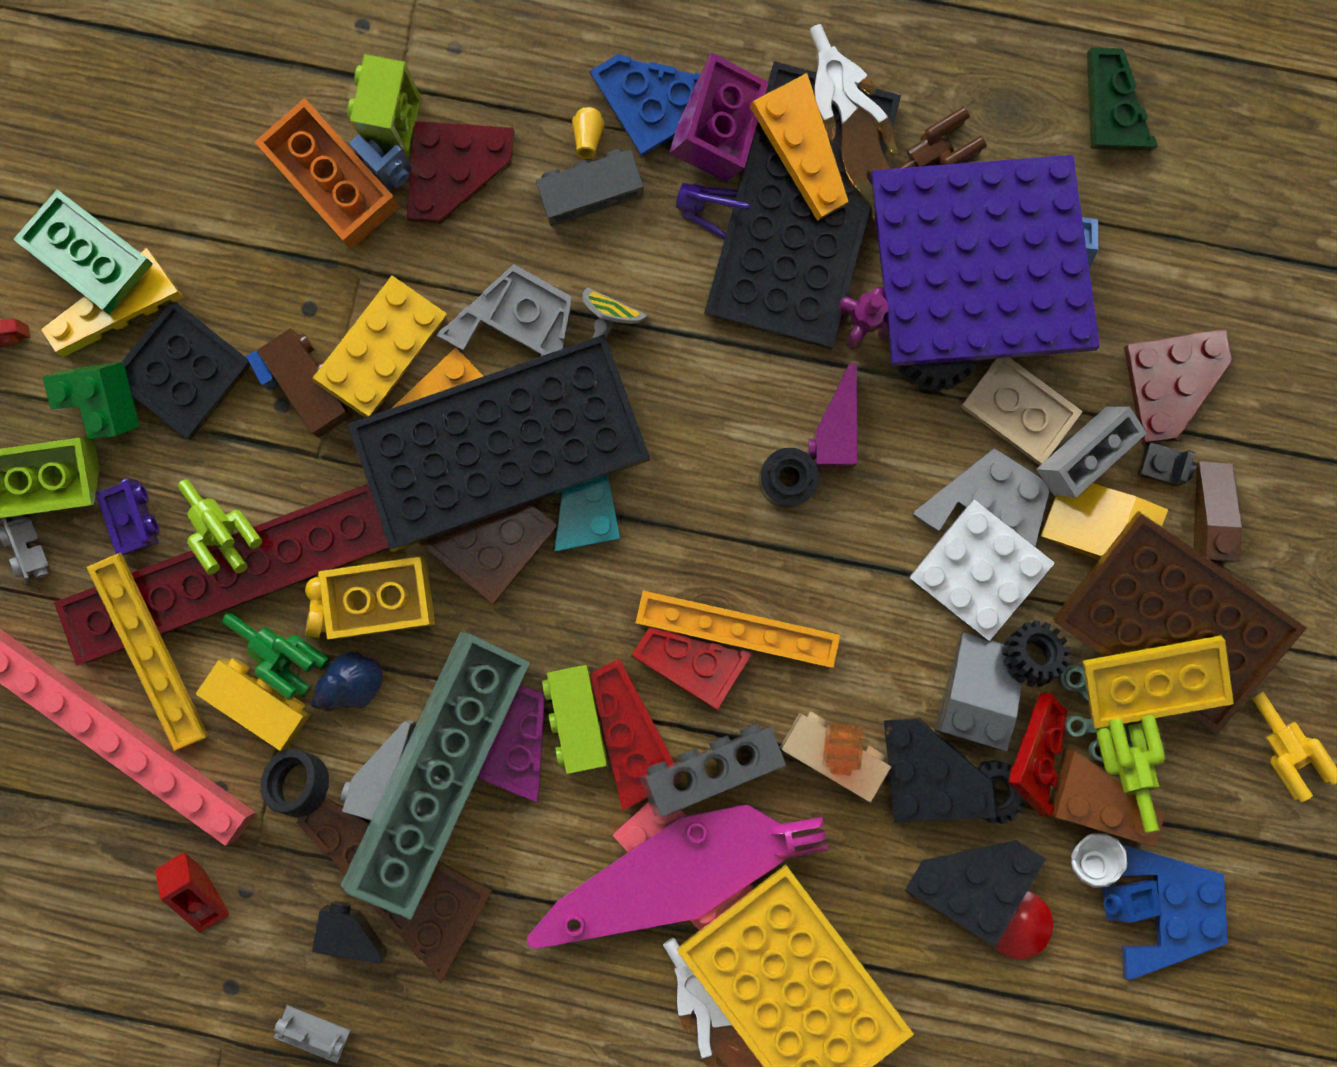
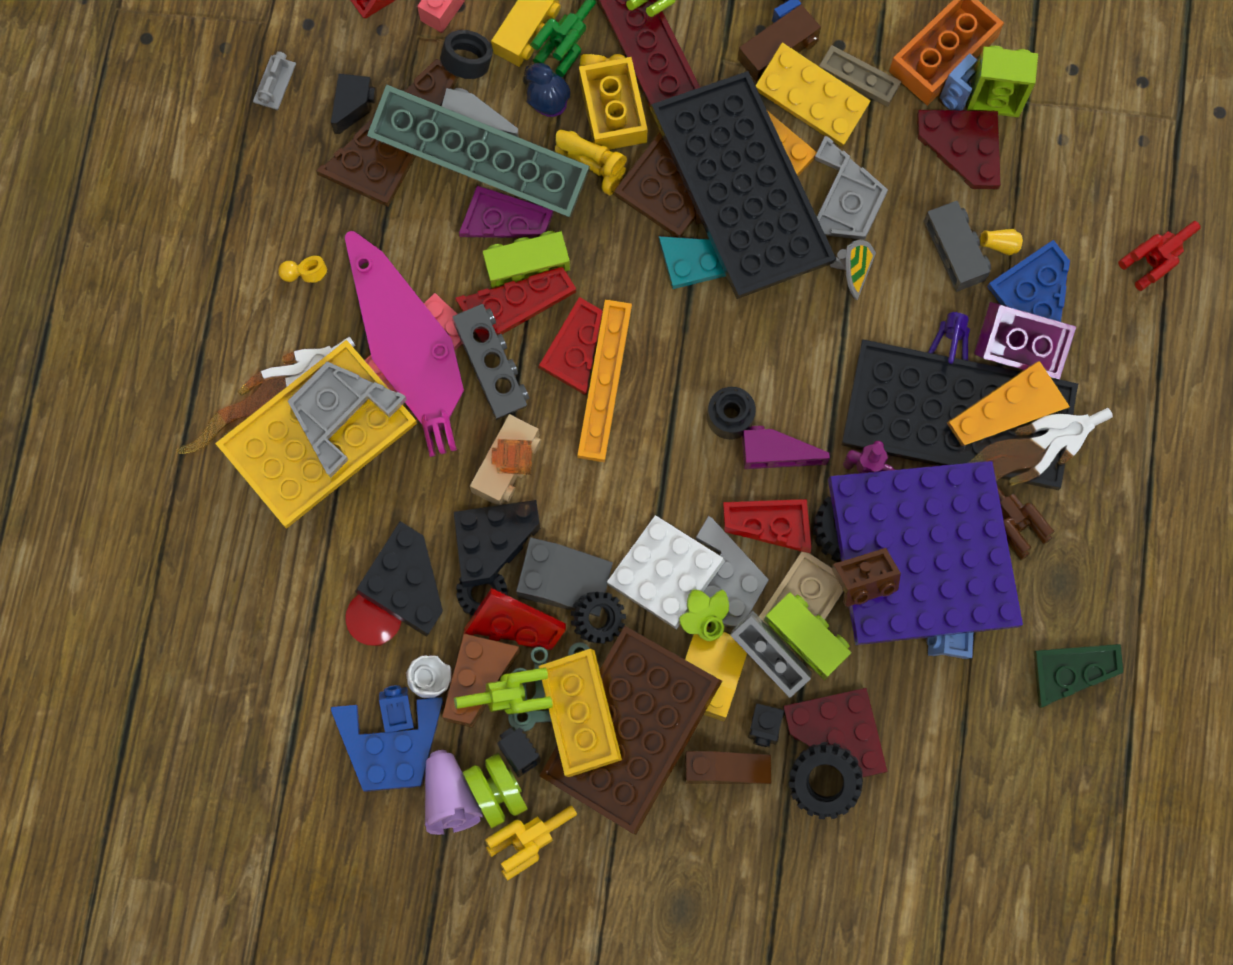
camera: 85 degrees right, 10 degrees down
(355, 286) = (860, 75): none -> dark tan plate
(450, 619) = (598, 157): none -> yellow piece
(572, 992) = (310, 269): none -> yellow plate
(762, 975) = (330, 401): none -> light grey wing
(926, 439) = (772, 522): none -> red wing
(1026, 327) = (867, 577): none -> reddish brown bracket
(1041, 525) = (705, 610): none -> lime plate
(1073, 405) = (808, 635): none -> lime brick
(1197, 756) = (518, 751): none -> black brick
(1241, 843) = (448, 796): none -> lavender cone
(1243, 787) = (495, 790): none -> lime wheel
(1264, 405) = (826, 805): none -> black tyre

